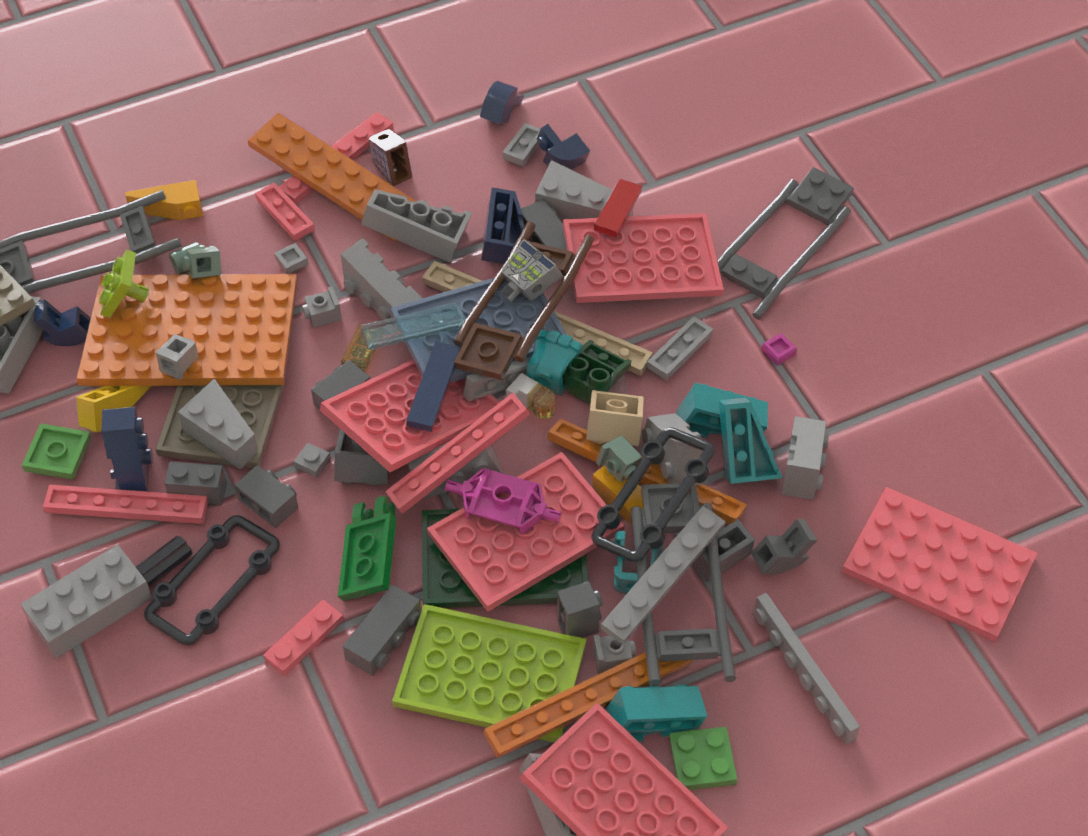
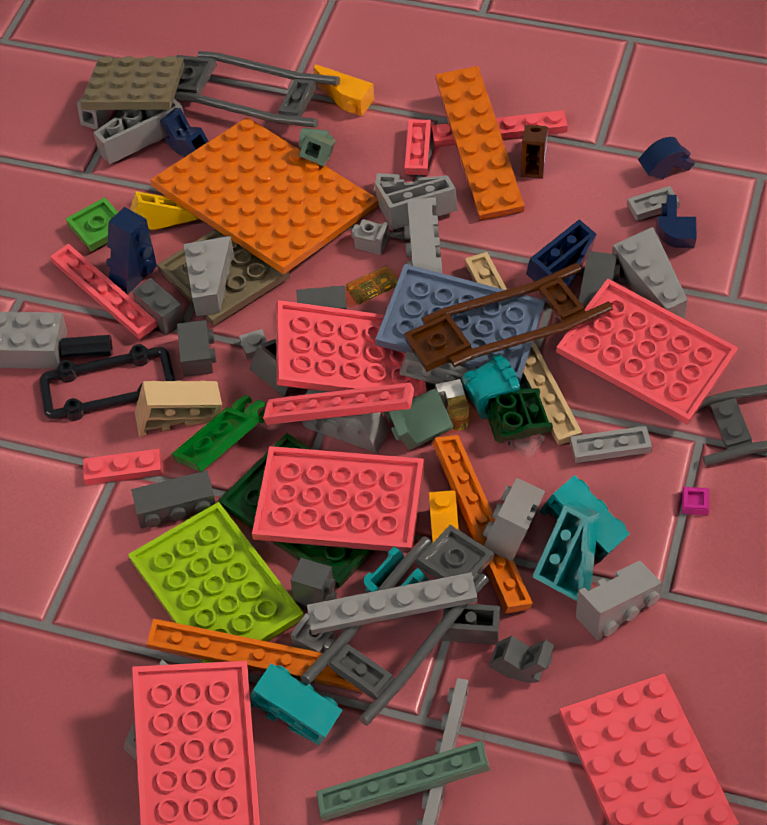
camera: 45 degrees right, 0 degrees up
(120, 284) = (237, 127): lime plate -> none
(176, 356) = (222, 202): light grey brick -> none
(300, 551) = (176, 403): none -> tan wedge
(321, 262) = (393, 197): none -> light grey wedge
(412, 326) = (405, 287): clear light blue tile -> none
(417, 223) = (498, 215): light grey wedge -> none
(433, 387) = (371, 343): dark blue tile -> none
(520, 510) = (343, 479): dark pink plate -> none
(528, 273) = (530, 301): light grey torso -> none
(528, 433) = (422, 421): none -> sand green bracket
(614, 416) = (491, 461): tan brick -> none
(617, 208) = (661, 296): red tile -> none
(619, 458) = (451, 492): sand green brick -> none
(652, 534) = (486, 540): black bar -> none
(703, 758) = (299, 768): bright green plate -> none
(795, 703) = (402, 780): none -> sand green tile

